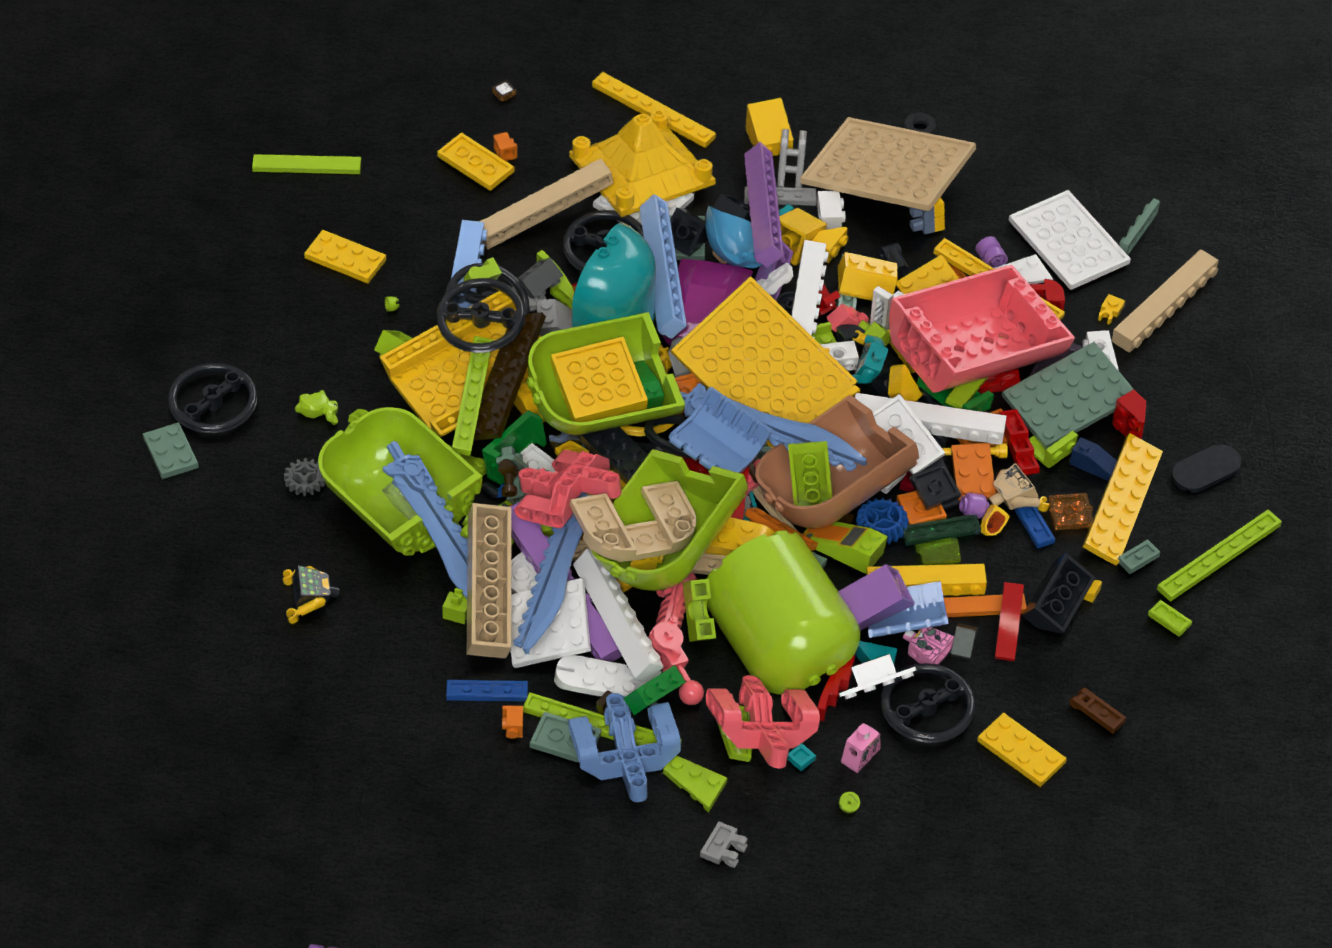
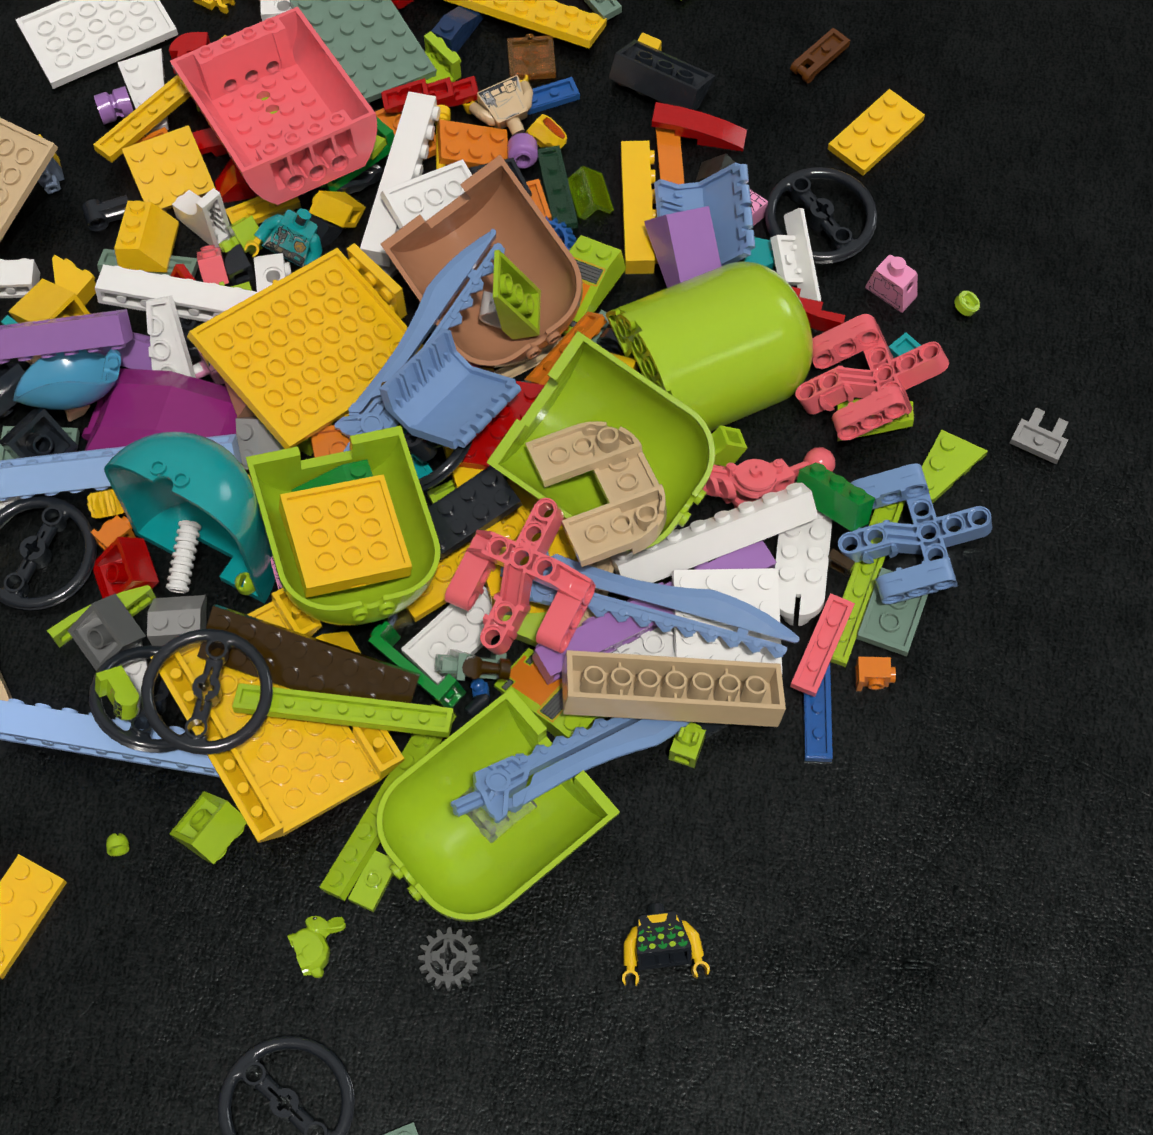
camera: 85 degrees left, 15 degrees up
(534, 687) = (822, 645): none -> coral plate

